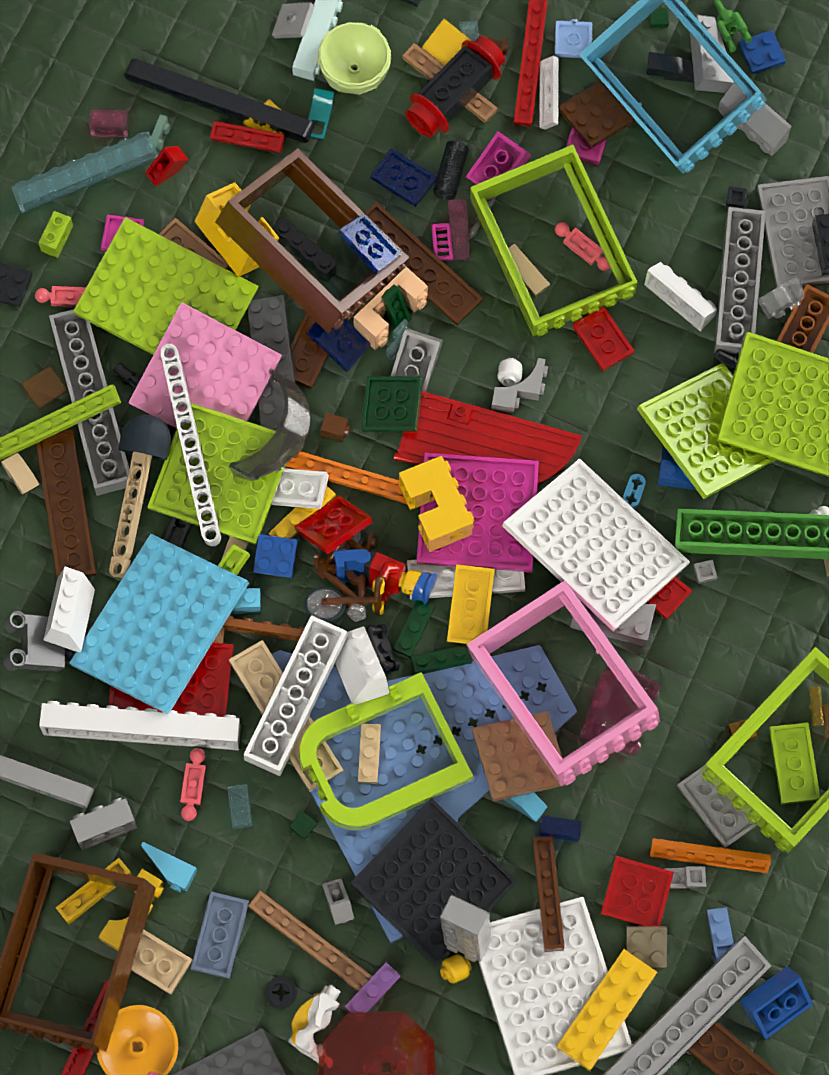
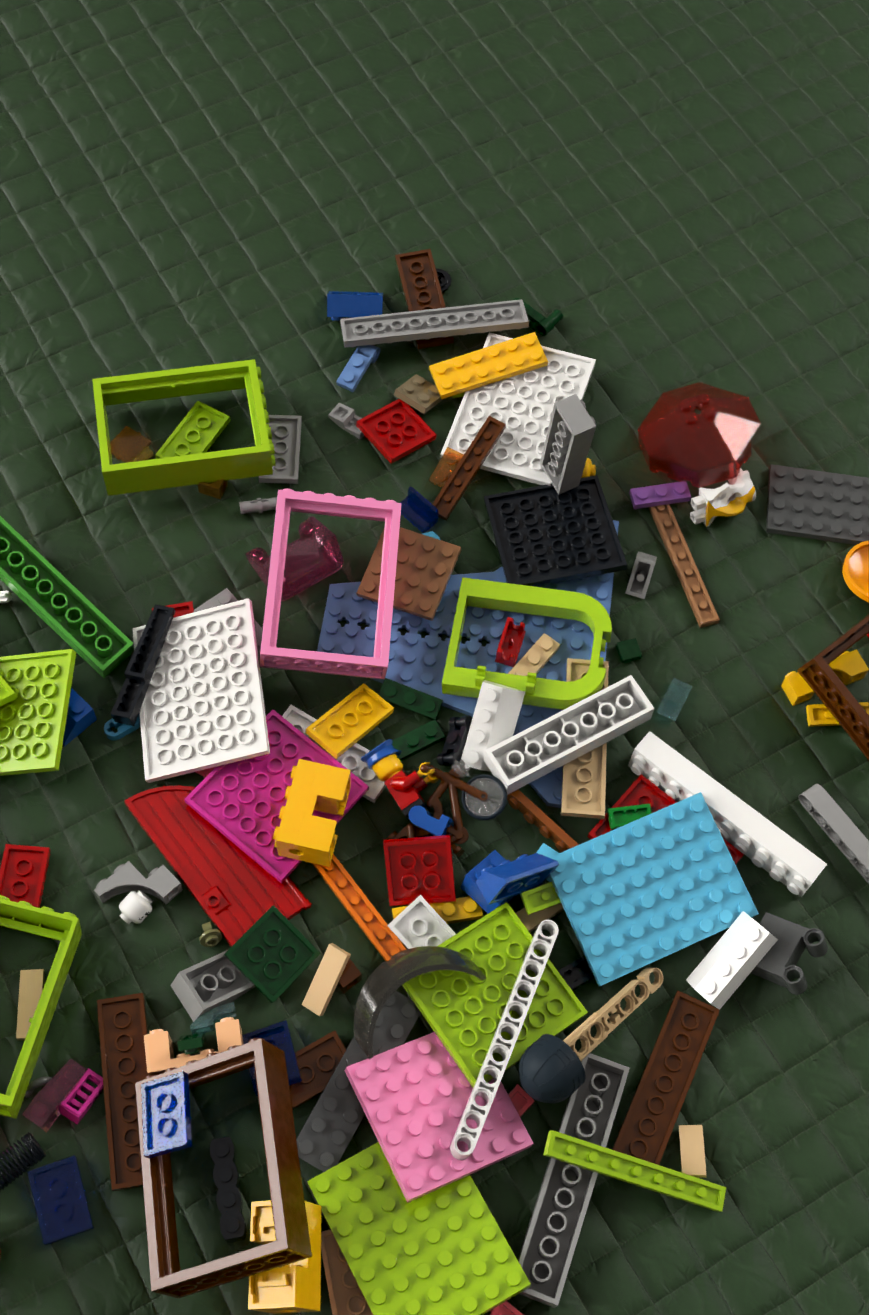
camera: 145 degrees left, 10 degrees down
(44, 387) = (607, 1236): clear orange piece -> none
(103, 823) = (810, 754): light grey brick -> none
(128, 376) = (511, 1179): black axle -> none
(160, 962) = (822, 622): tan plate -> none
(175, 871) = (767, 684): medium azure slope -> none
(193, 784) = (707, 739): coral plate -> none
(209, 674) = (623, 815): none -> green plate
(220, 935) = (757, 616): sand blue tile -> none
(260, 555) = (515, 876): none -> blue slope
(287, 985) = (729, 537): black gear -> none
(341, 409) = (326, 979): none -> tan tile
(397, 753) = (510, 643): none -> red hinge
(444, 389) = (210, 937): none -> olive plate
(567, 886) = (445, 467): none -> clear orange plate
(654, 535) = (142, 666): none -> black slope
(679, 750) = (258, 505): none -> light grey pin
(705, 571) = (126, 617): light grey plate -> none
(710, 855) = (311, 415): orange plate -> none

